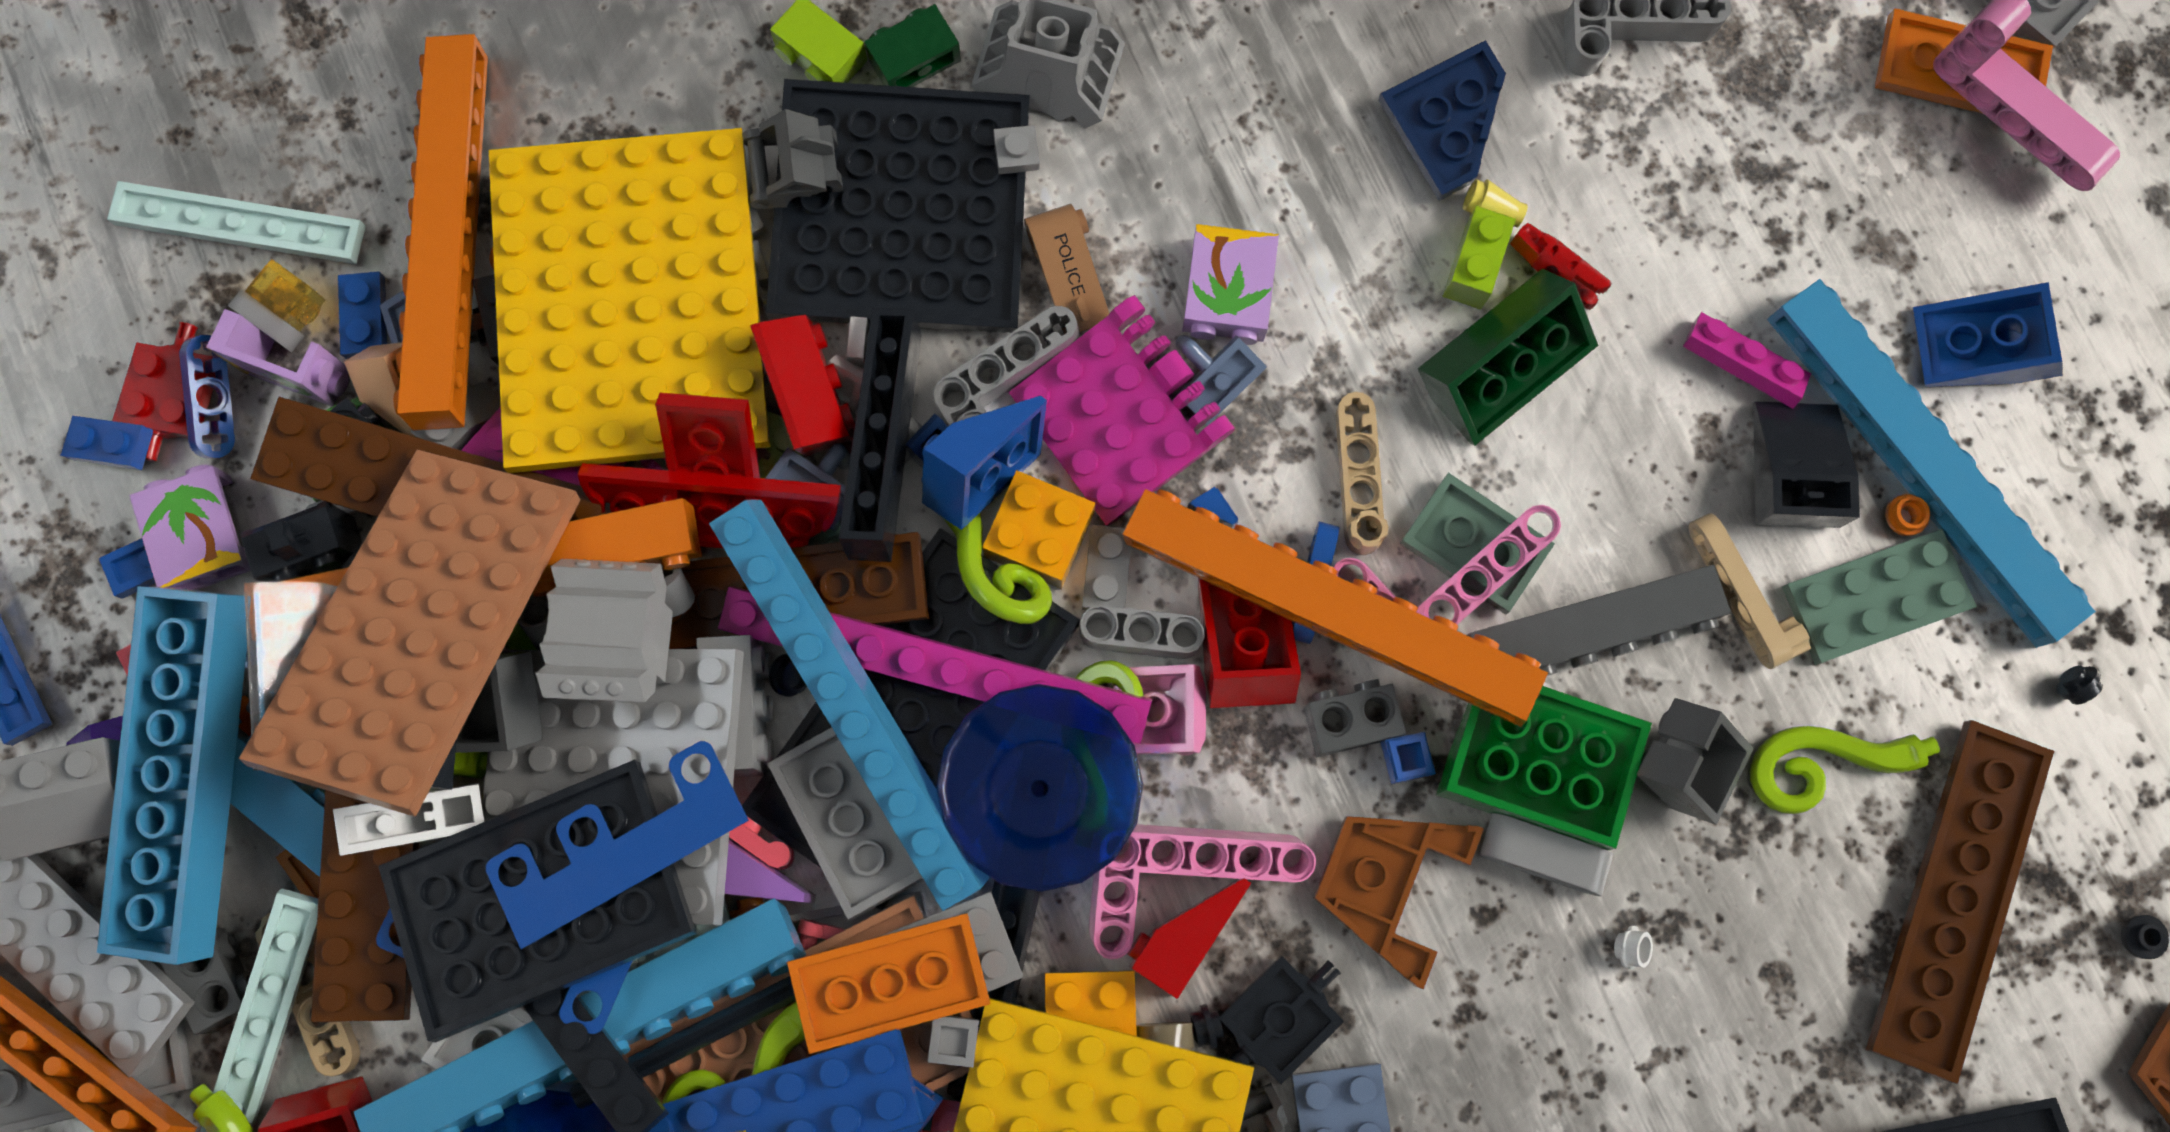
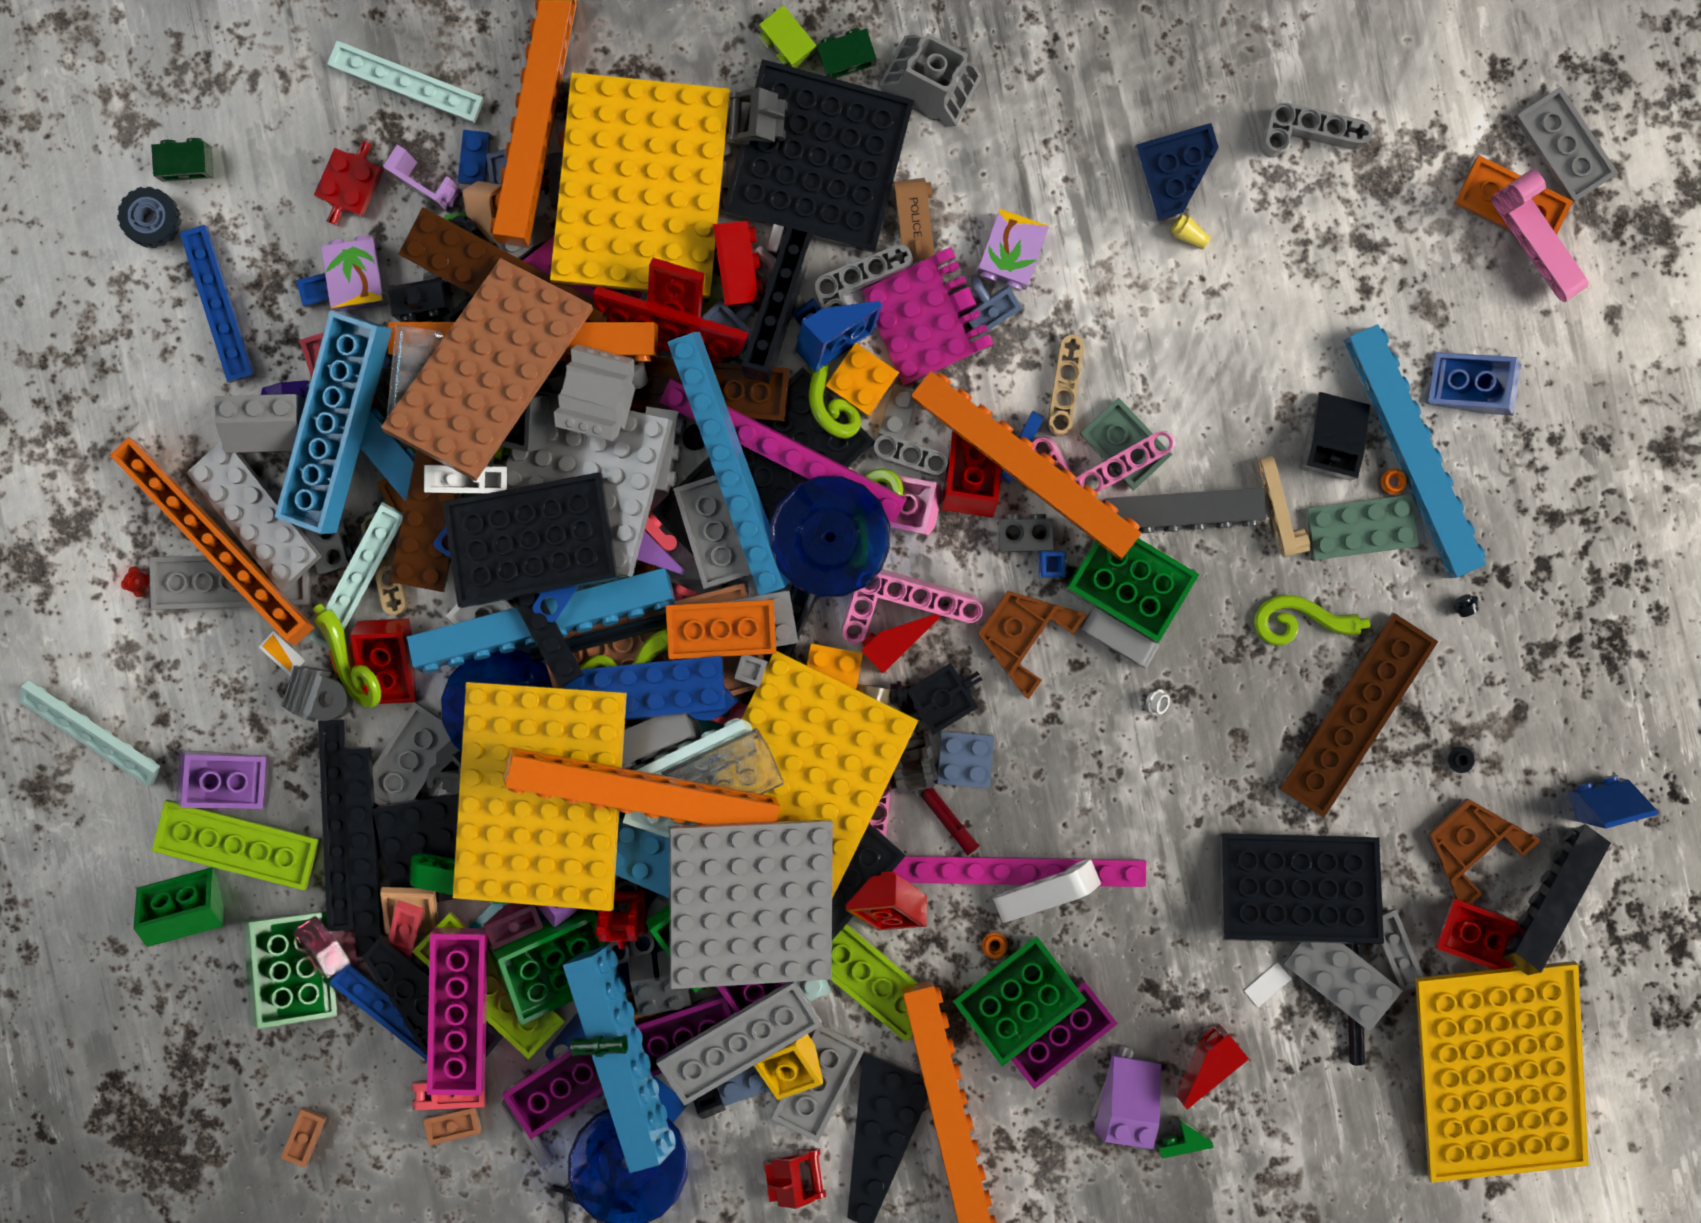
camera: 20 degrees right, 10 degrees up
(107, 442) = (309, 208): blue plate -> none
(196, 429) = (364, 210): blue beam -> none
(266, 320) = (415, 150): light grey beam -> none
(286, 295) = (430, 137): clear yellow brick -> none
(618, 864) = (577, 530): blue piece -> none
(1016, 149) = (898, 135): light grey plate -> none
(1216, 503) = (971, 387): blue slope -> none
(1479, 257) = (1171, 265): lime brick -> none
(1509, 355) = (1175, 331): dark green slope -> none
(1549, 253) = (1221, 280): red hinge -> none
(1695, 760) = (1220, 602): dark grey piece -> none
(1747, 360) = (1321, 364): dark pink plate -> none

